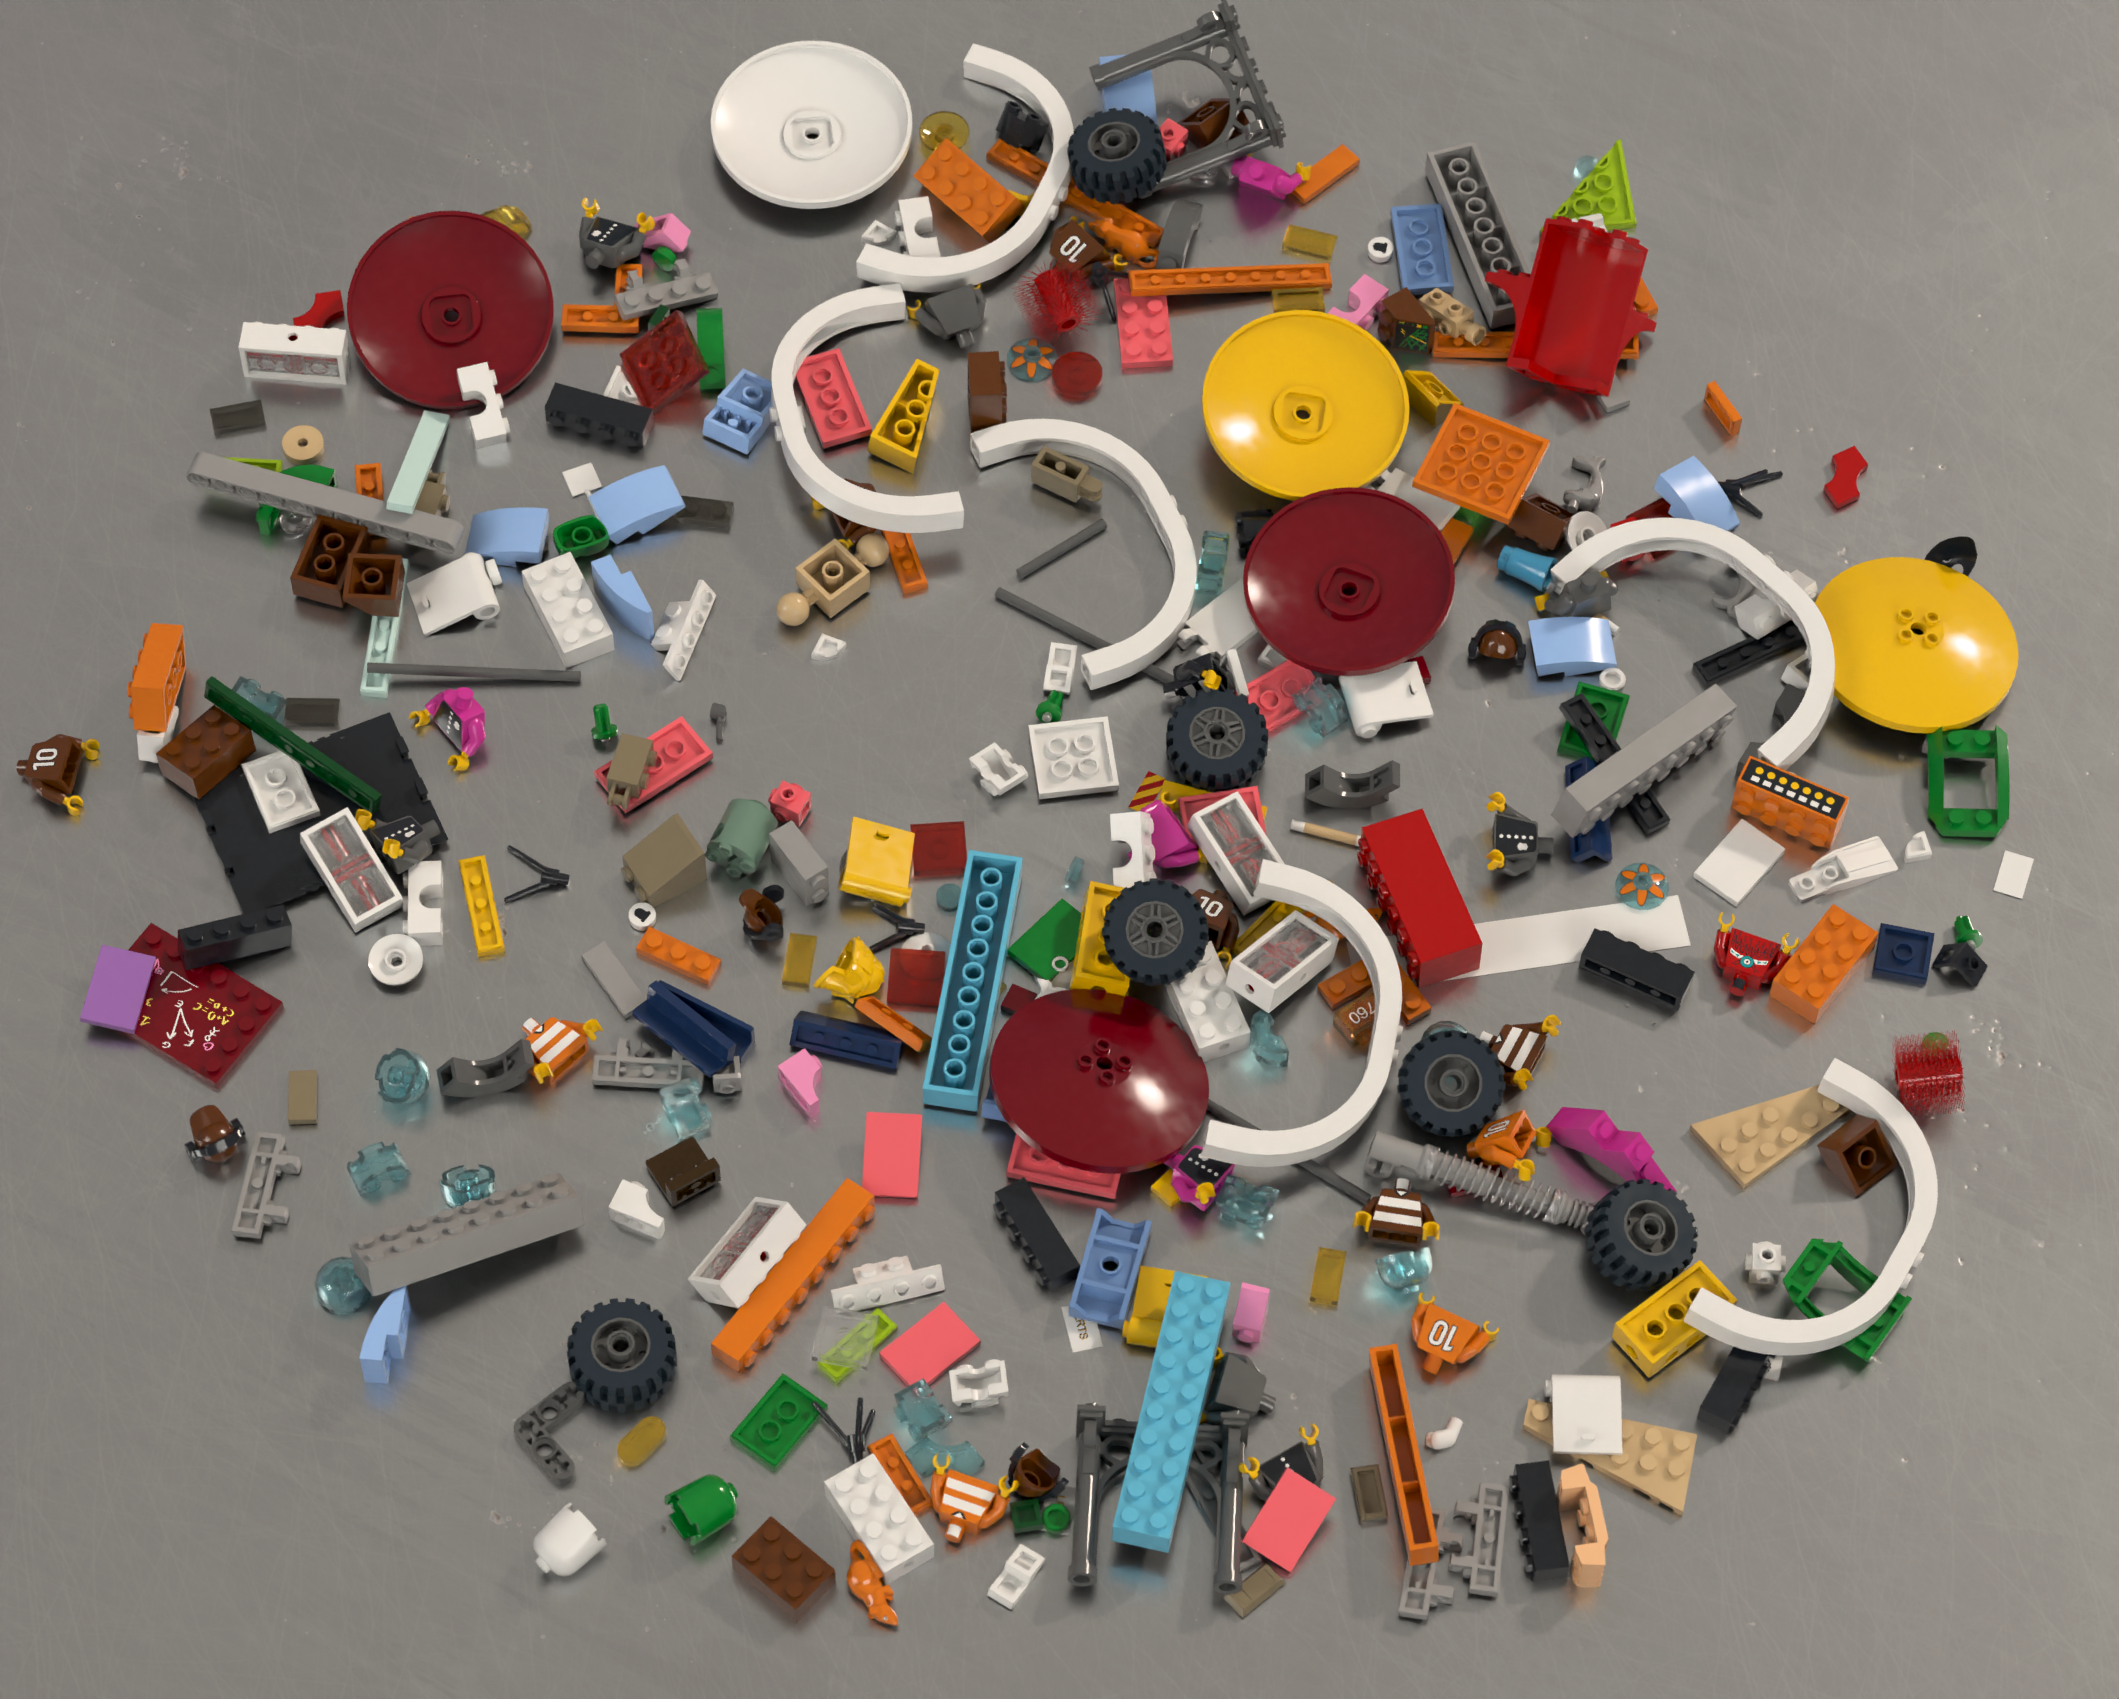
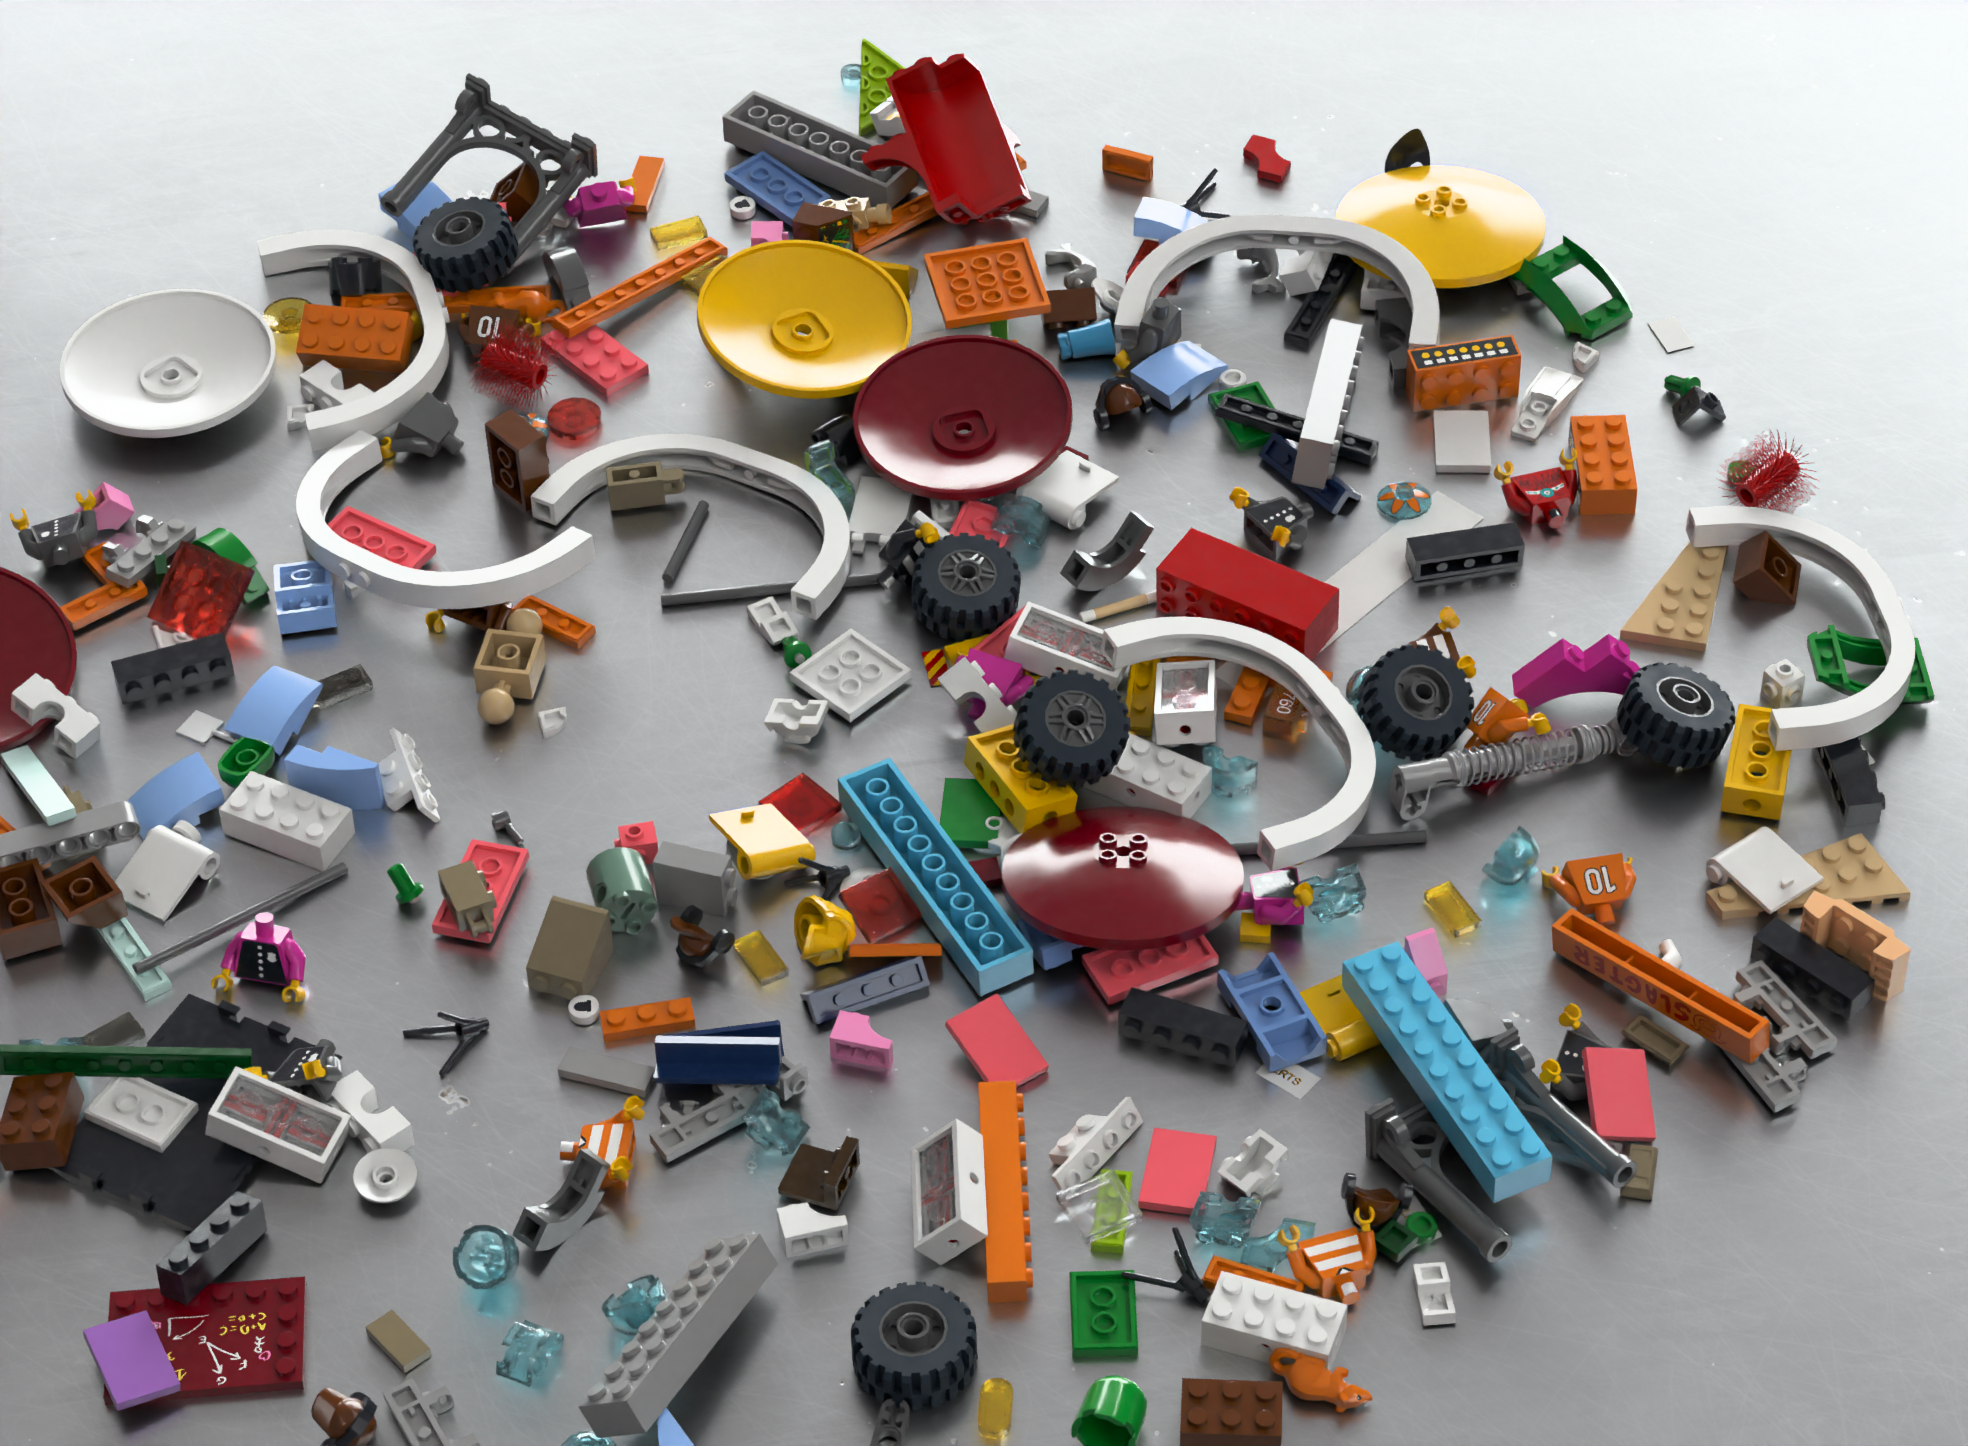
camera: 35 degrees left, 15 degrees down
(481, 906) = (423, 1091): yellow tile -> none
(664, 258) = (122, 528): green tile -> none
(903, 424) = (462, 526): yellow wedge -> none
(1074, 870) = (936, 751): clear light blue tile -> none
(1101, 276) = (534, 325): black plant -> none
(1397, 1216) = (1469, 828): torso -> none
(1903, 953) = (1653, 428): dark blue tile -> none

